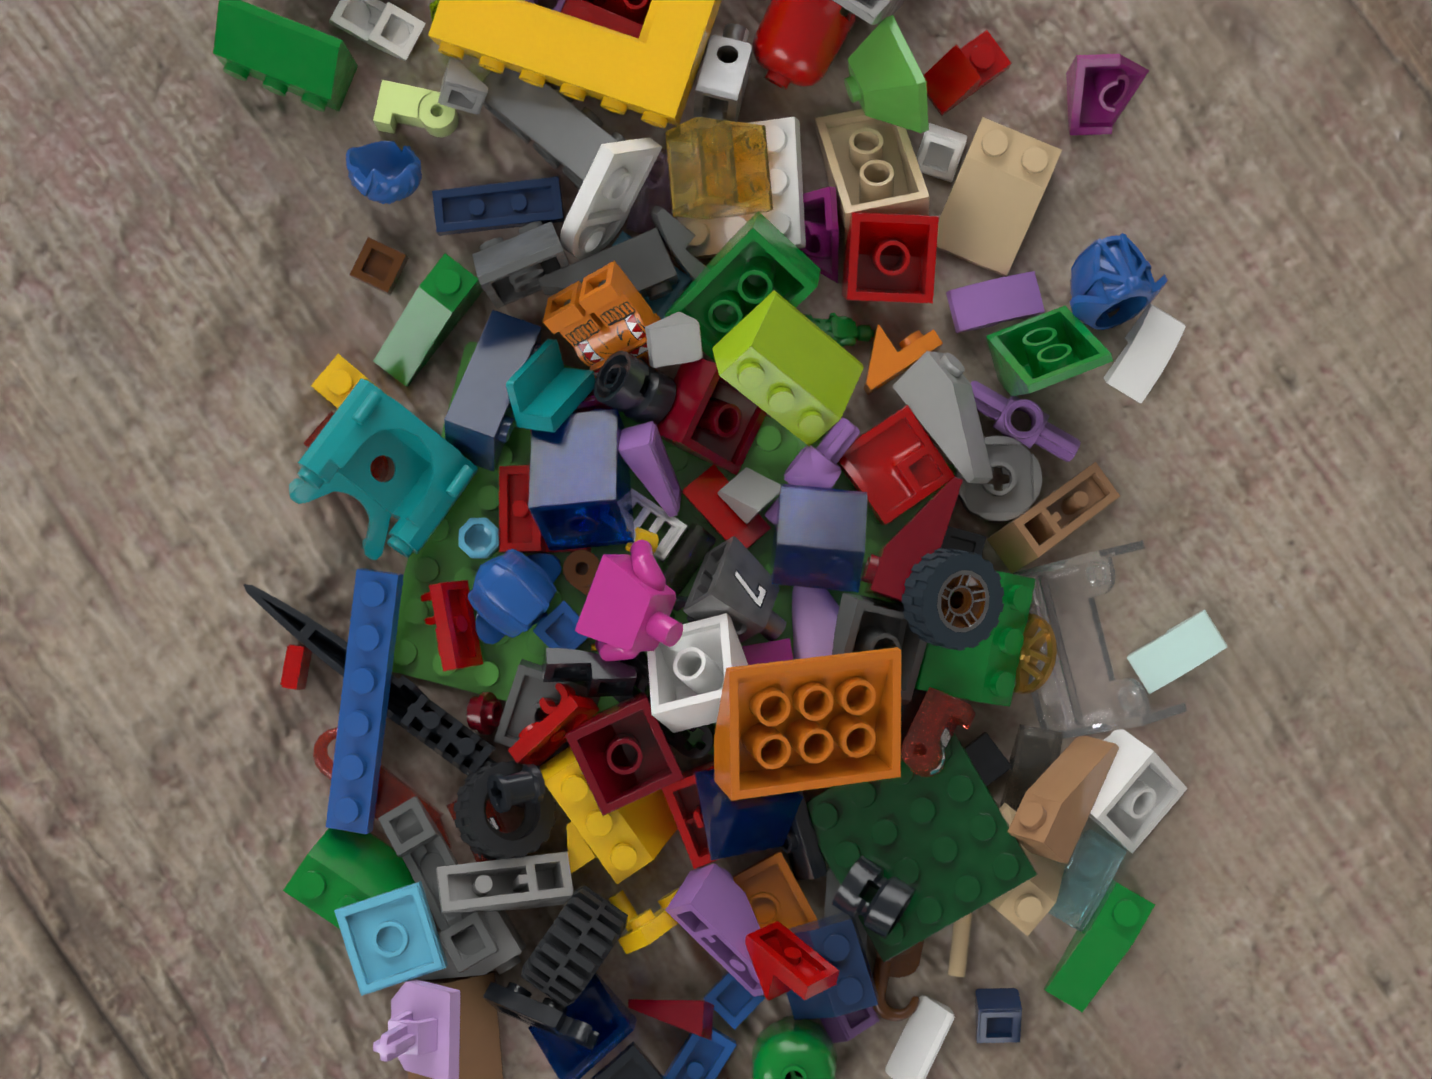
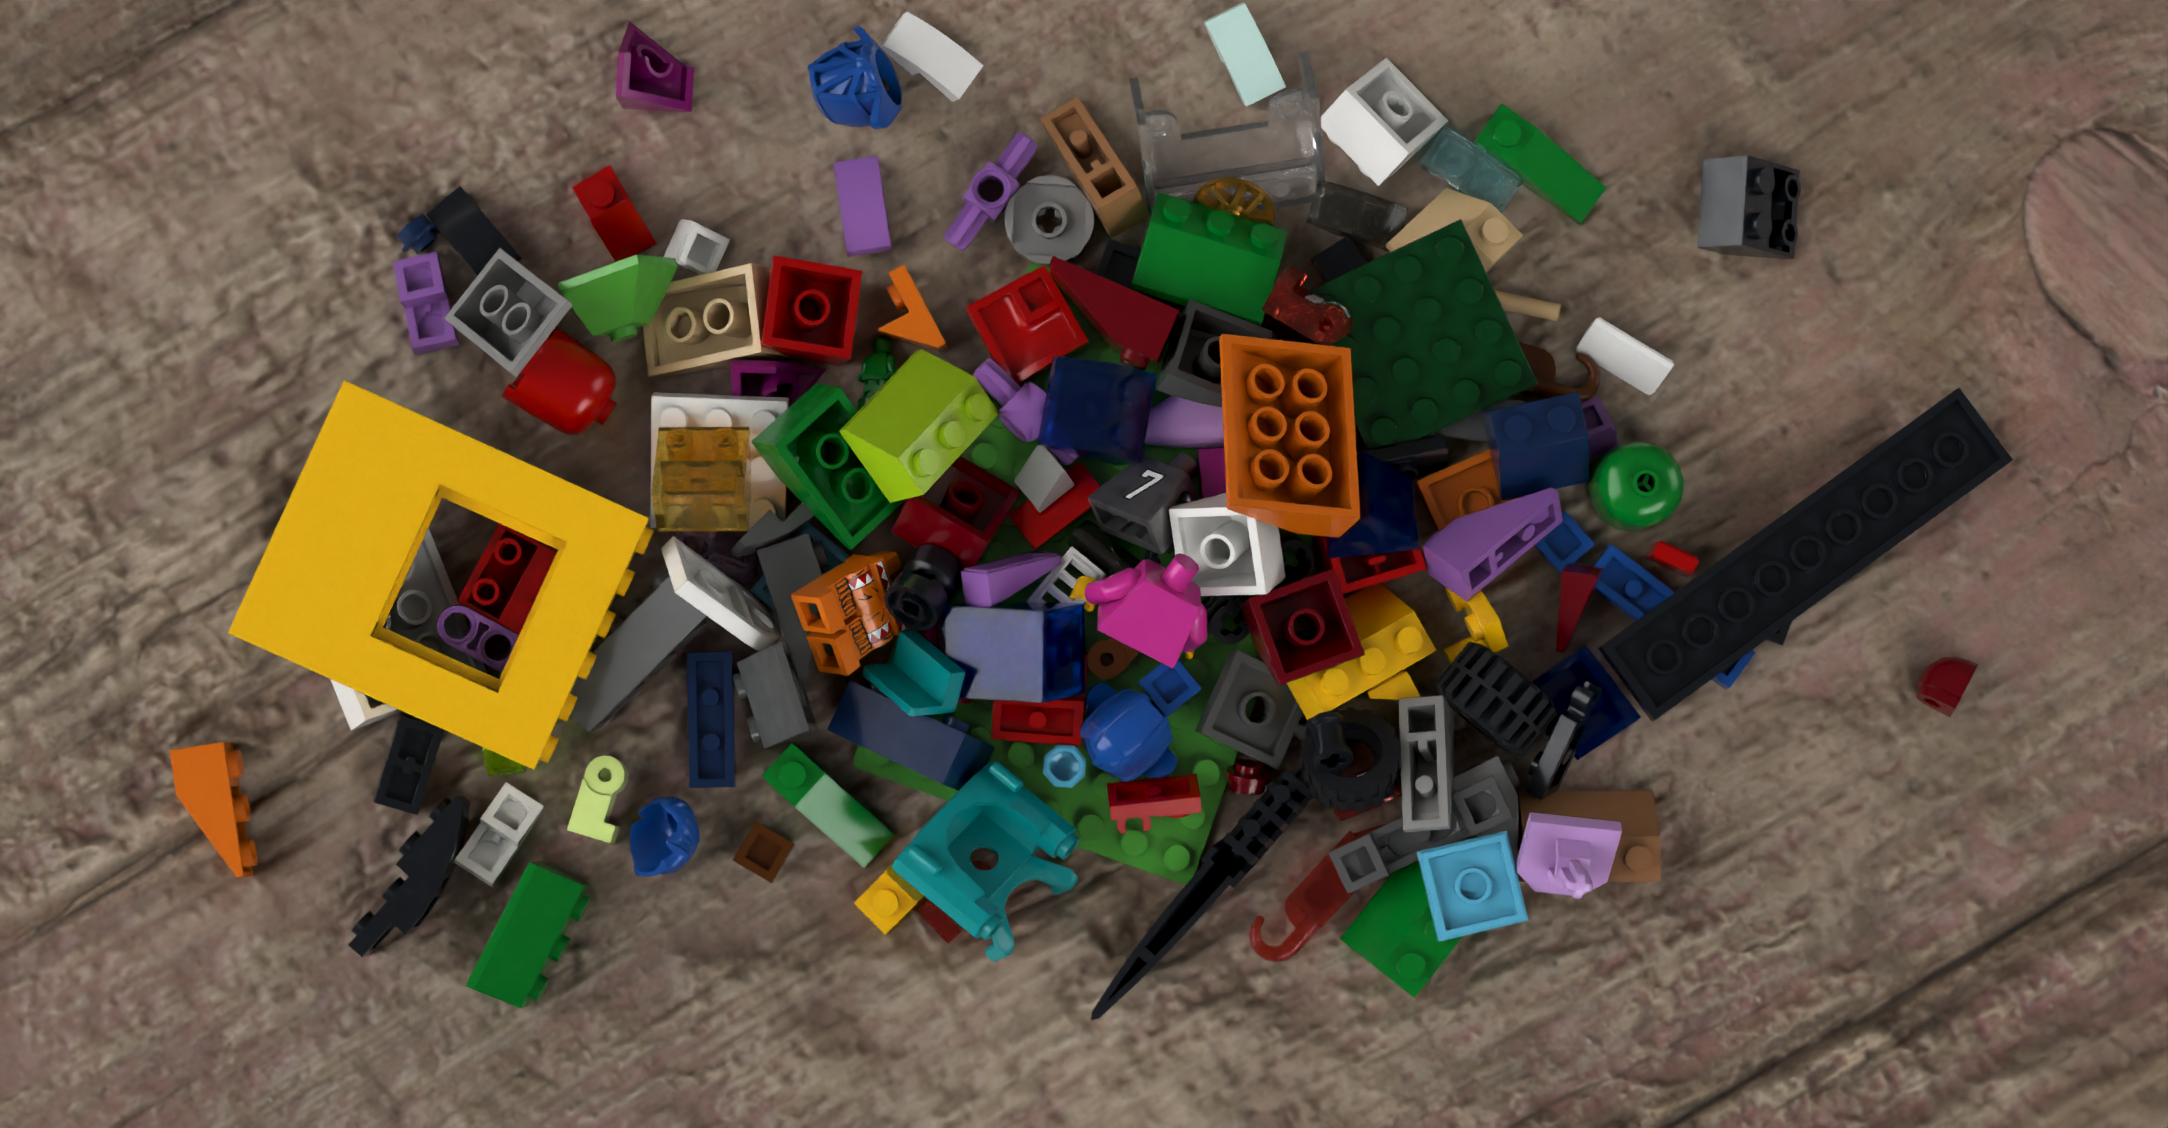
camera: 90 degrees left, 0 degrees up
(296, 667) = (1182, 971): red tile -> none
(364, 700) = (1224, 898): blue plate -> none
(462, 88) = (586, 744): light grey slope -> none
(545, 737) = (1279, 713): red plate -> none
(602, 676) = (1220, 649): black slope -> none
(674, 340) = (879, 540): light grey slope -> none
(724, 75) = (600, 467): flat silver torso -> none
(788, 963) = (1530, 479): red slope -> none
(887, 905) = (1478, 372): black wheel -> none
(948, 411) = (975, 265): light grey slope -> none
(948, 617) = (1174, 277): black wheel -> none
(995, 196) = (751, 195): tan slope -> none
(998, 1015) = (1603, 273): dark blue slope -> none
(1044, 351) = (925, 159): green slope -> none
(1062, 799) = (1386, 185): medium nougat slope -> none

